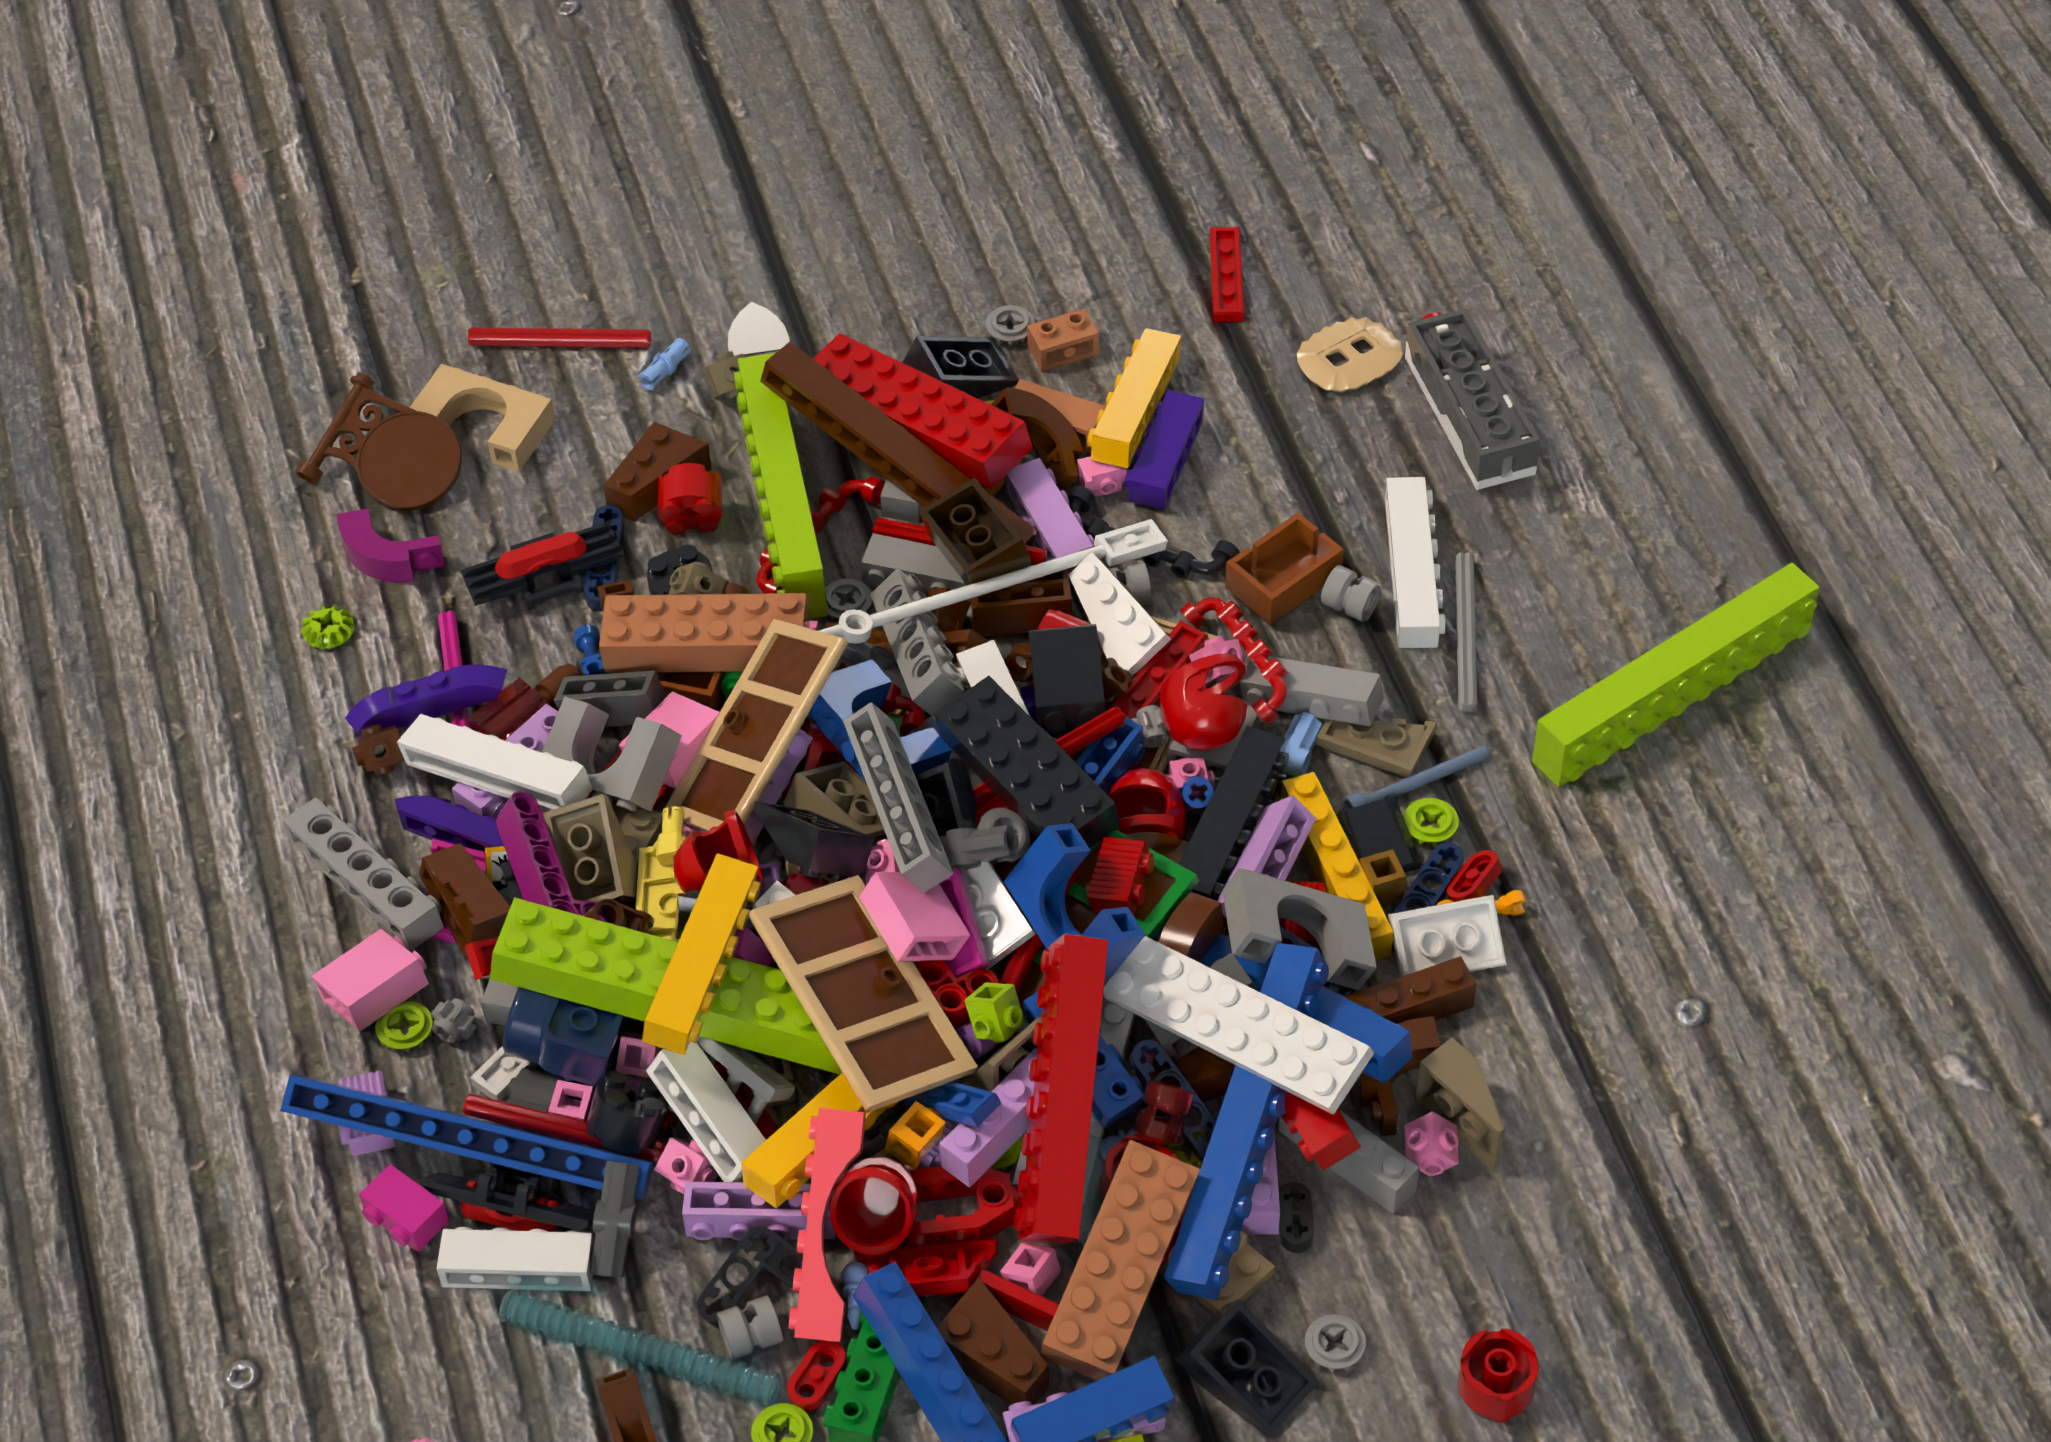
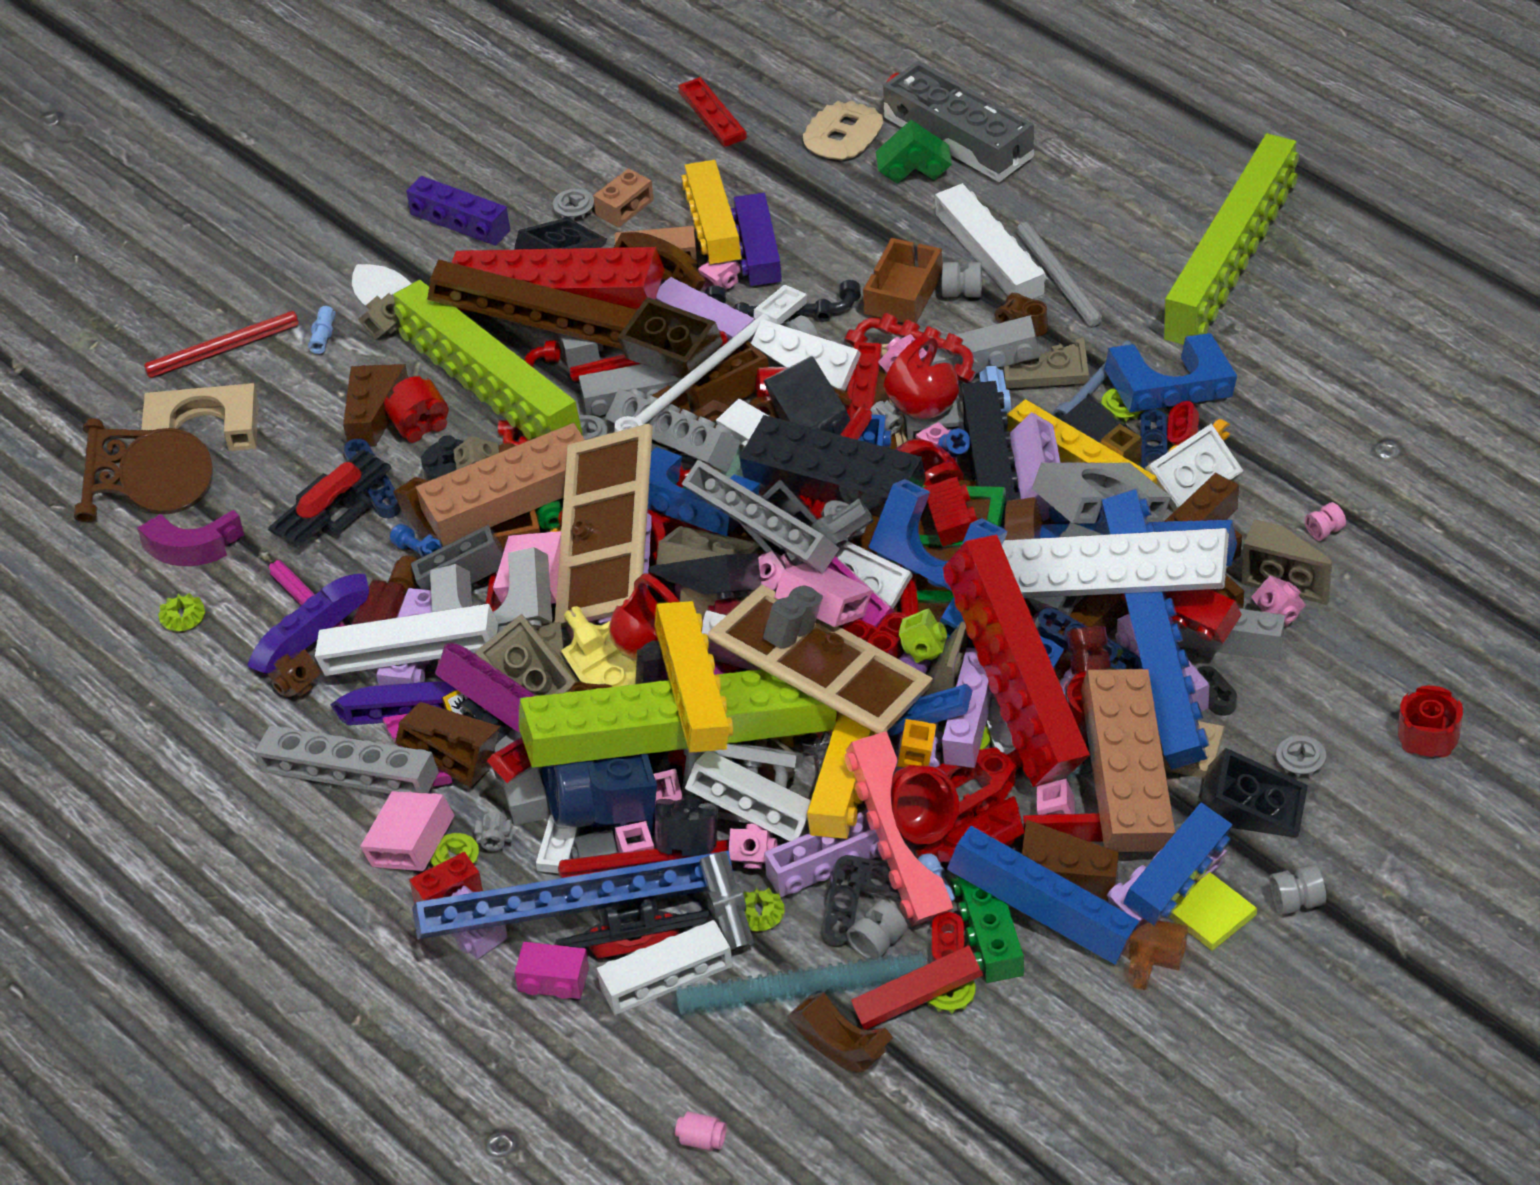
camera: 25 degrees left, 5 degrees down
(368, 1054) = (446, 879): none -> red brick
(662, 1252) = (772, 909): none -> lime gear
(745, 1414) = (916, 987): none -> red tile
(851, 932) = (793, 616): none -> dark grey brick
(884, 283) = (458, 210): none -> dark purple brick
(1393, 664) = (1021, 308): none -> reddish brown piece
(1398, 413) = (912, 149): none -> green brick
(1458, 820) = (1145, 389): none -> blue arch
(1552, 1070) = (1325, 521): none -> bright pink wheel

